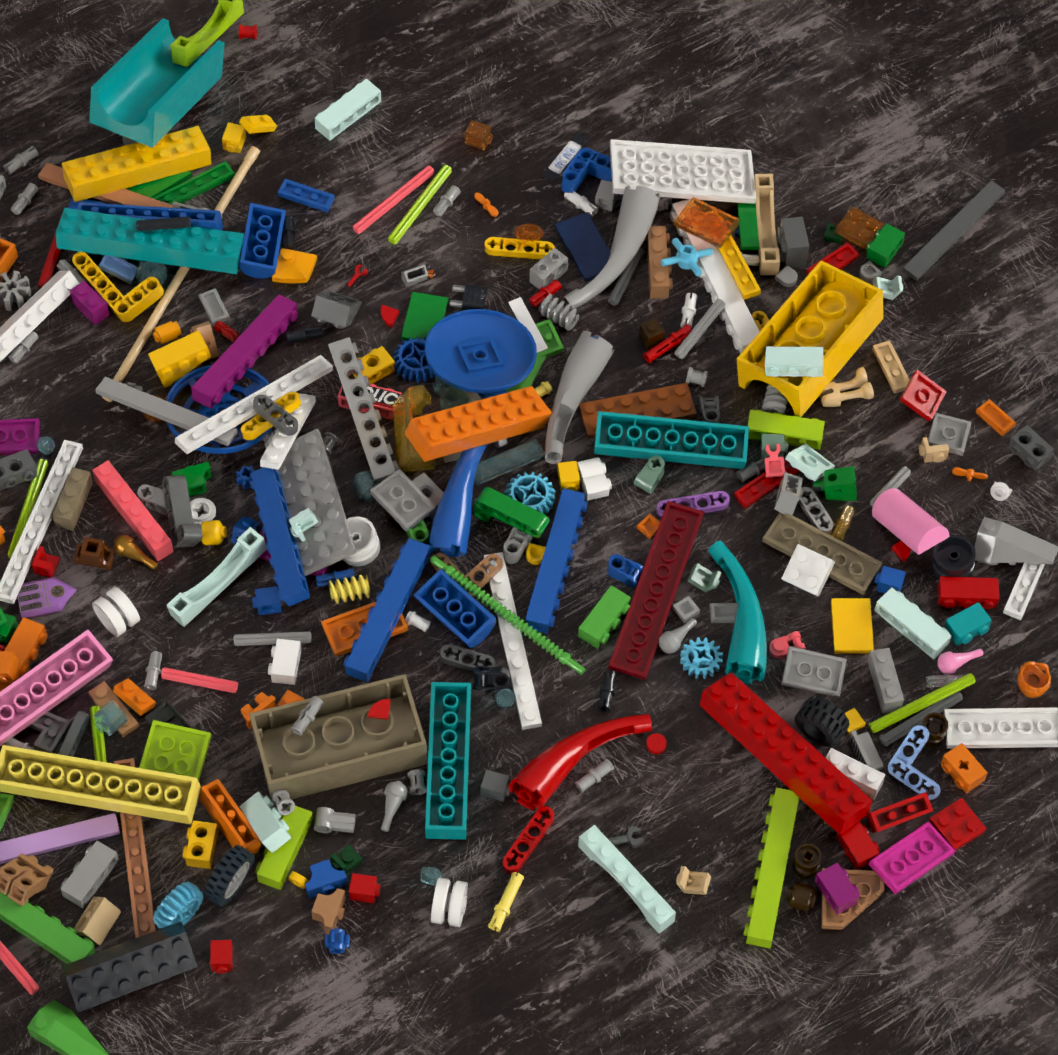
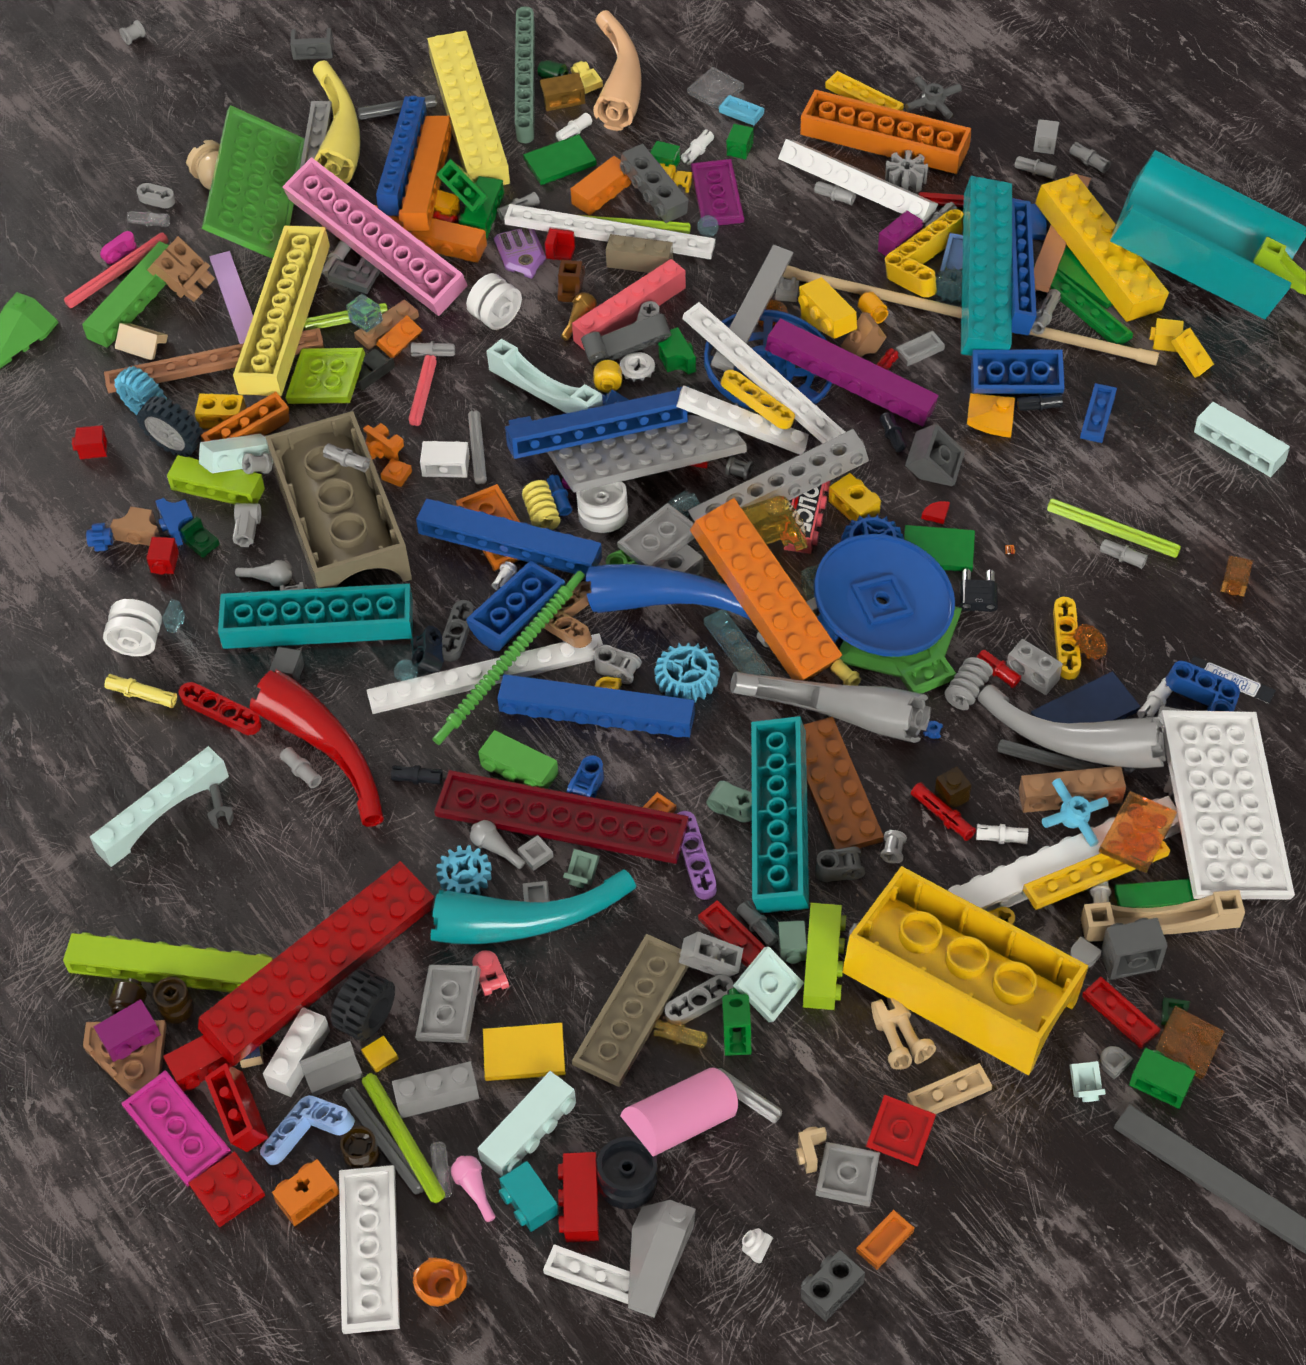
camera: 90 degrees right, 5 degrees down
(75, 734) = (334, 292): dark grey beam -> none
(89, 874) = (190, 326): light grey brick -> none
(129, 966) = (76, 362): black brick -> none
(163, 223) = (1001, 263): black axle -> none
(278, 422) = (750, 386): dark grey beam -> none
(298, 879) = (176, 494): yellow tile -> none
(301, 522) = (606, 435): light aqua bracket -> none
(357, 274) = (994, 475): red hand -> none
(380, 710) = (355, 524): red tile -> none
(393, 199) = (1115, 501): coral axle -> none
(412, 272) = (995, 519): light grey piece -> none
(486, 204) = (1130, 597): orange piece -> none
(509, 511) = (659, 628): green beam -> none
(525, 318) = (942, 650): white sticker -> none
(568, 475) = (719, 711): yellow brick -> none
(593, 478) = (719, 738): white brick -> none
(656, 743) = (346, 832): red tile -> none
(693, 882) = (155, 877): tan bracket -> none
(700, 328) = (968, 842): light grey axle -> none
(774, 465) = (758, 936): coral plate -> none
(794, 361) = (891, 923): light aqua brick -> none
(808, 570) = (594, 984): white brick -> none
(889, 579) = (591, 1094): blue brick -> none
(969, 473) = (782, 1202): orange piece -> none

